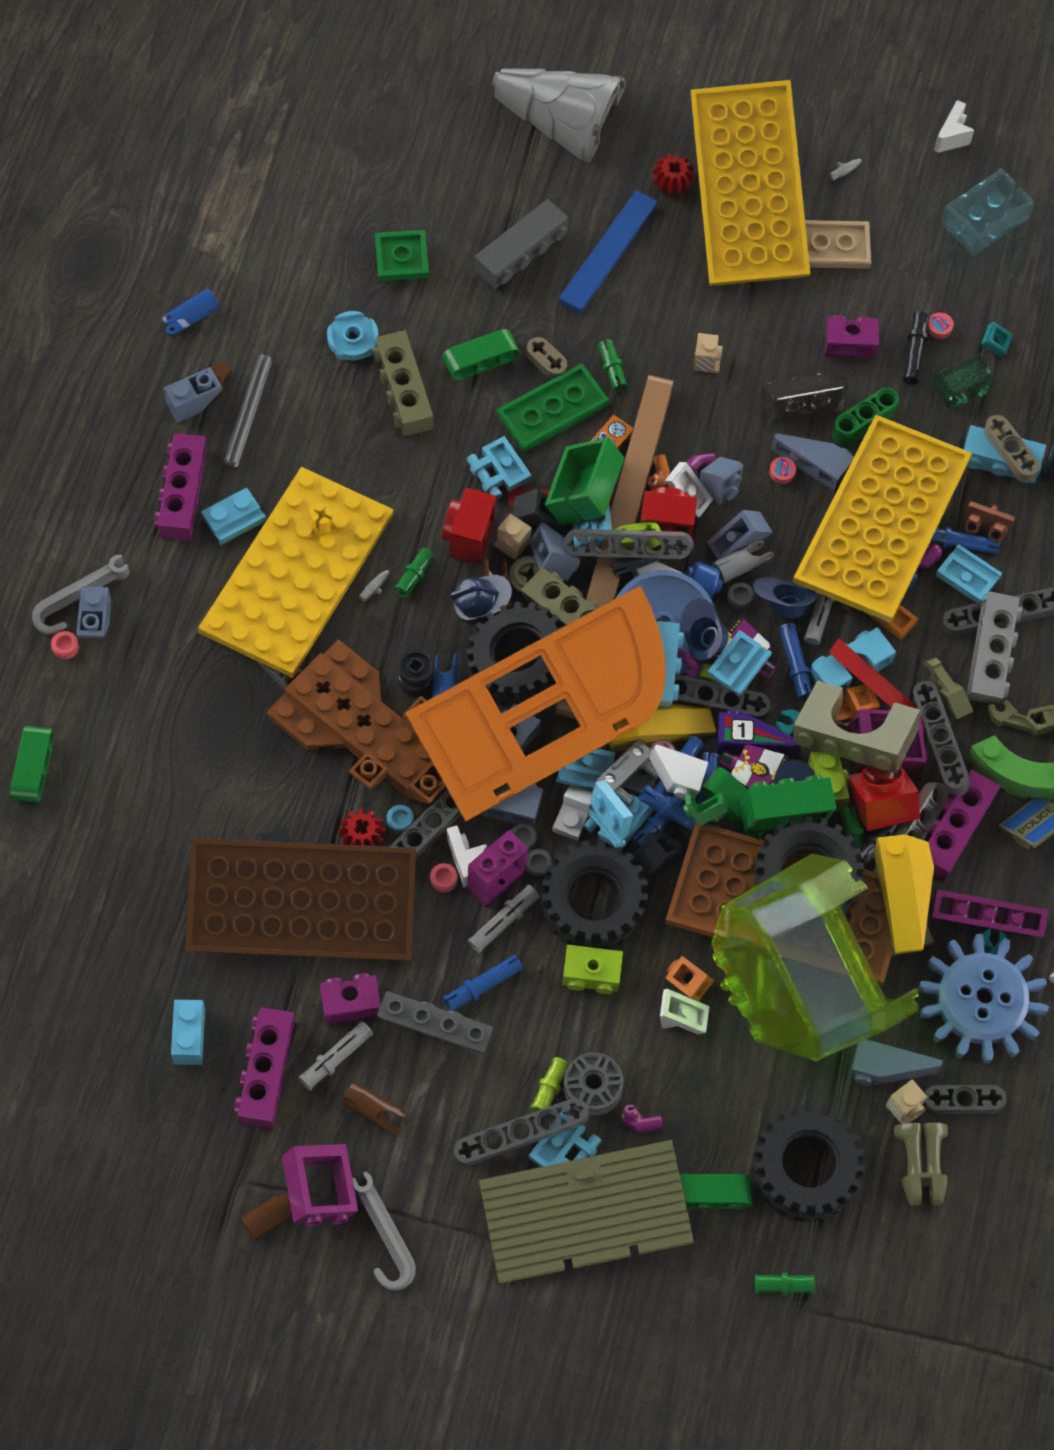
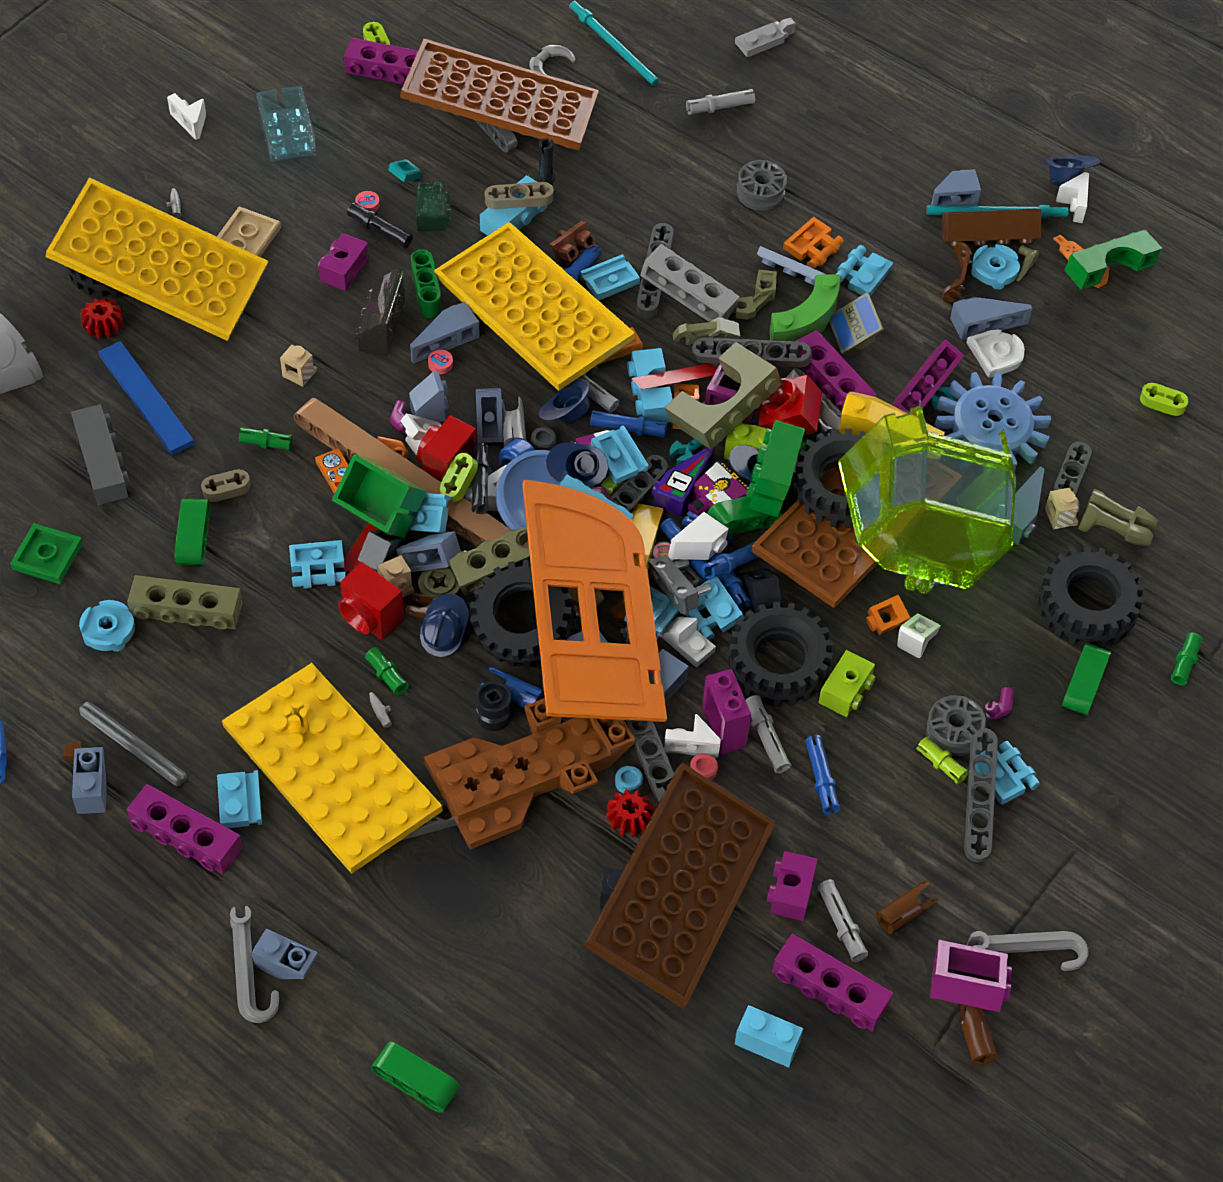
camera: 65 degrees left, 10 degrees down
(65, 645) = (296, 1001): coral tile -> none
(435, 1022) = (851, 819): dark grey bracket -> none
(525, 834) = (692, 690): dark grey tile -> none
(552, 407) = (278, 502): green tile -> none
(585, 1211) = (1072, 777): olive door -> none
(610, 813) = (718, 601): medium azure plate -> none
(639, 537) = (456, 488): dark grey beam -> none
(709, 810) = (748, 529): green bracket -> none

